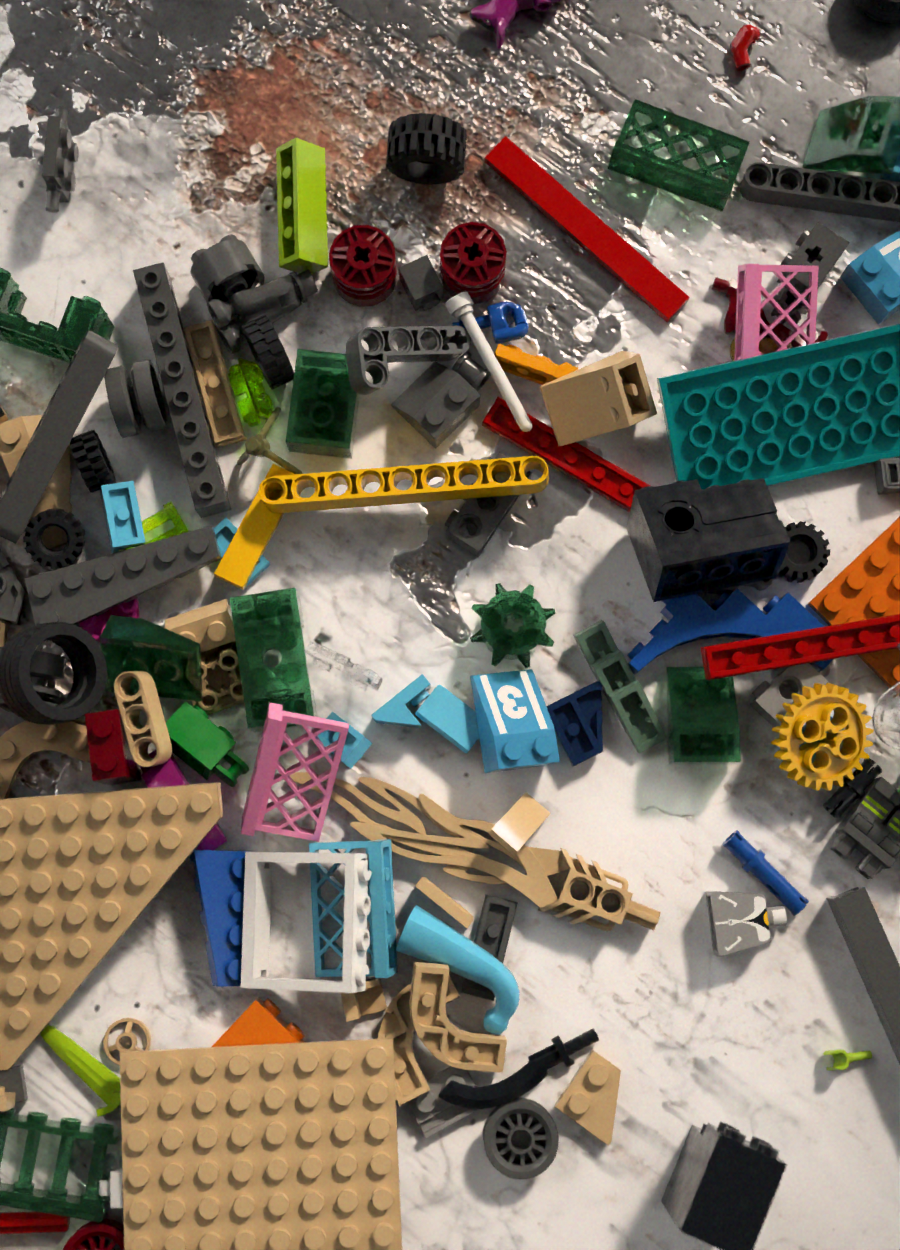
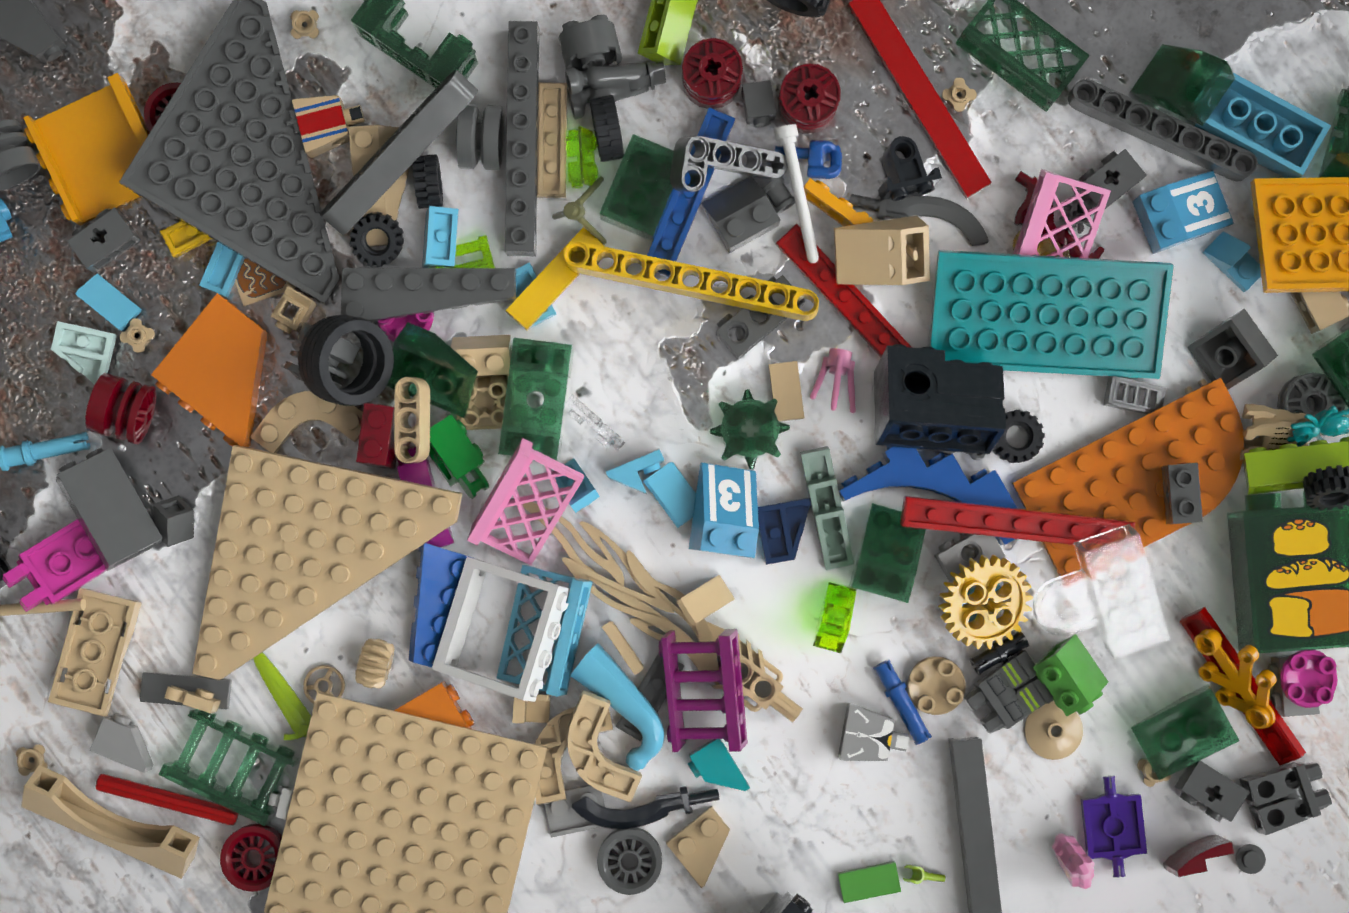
camera: 15 degrees right, 5 degrees up
(175, 1000) = (374, 663): none -> tan gear
(374, 408) = (684, 205): none -> blue plate
(539, 572) = (786, 390): none -> tan tile
(569, 899) = (728, 675): none -> magenta fence
(585, 1002) = (717, 766): none -> teal slope
(587, 530) = (838, 363): none -> bright pink plant
(598, 311) = (906, 174): none -> black pin
(625, 226) = (956, 102): none -> tan plate
(629, 341) = (928, 207): none -> dark grey sword
(665, 802) = (835, 618): none -> clear neon green slope
(790, 1083) = (869, 882): none -> bright green tile
(796, 844) = (936, 685): none -> tan dish

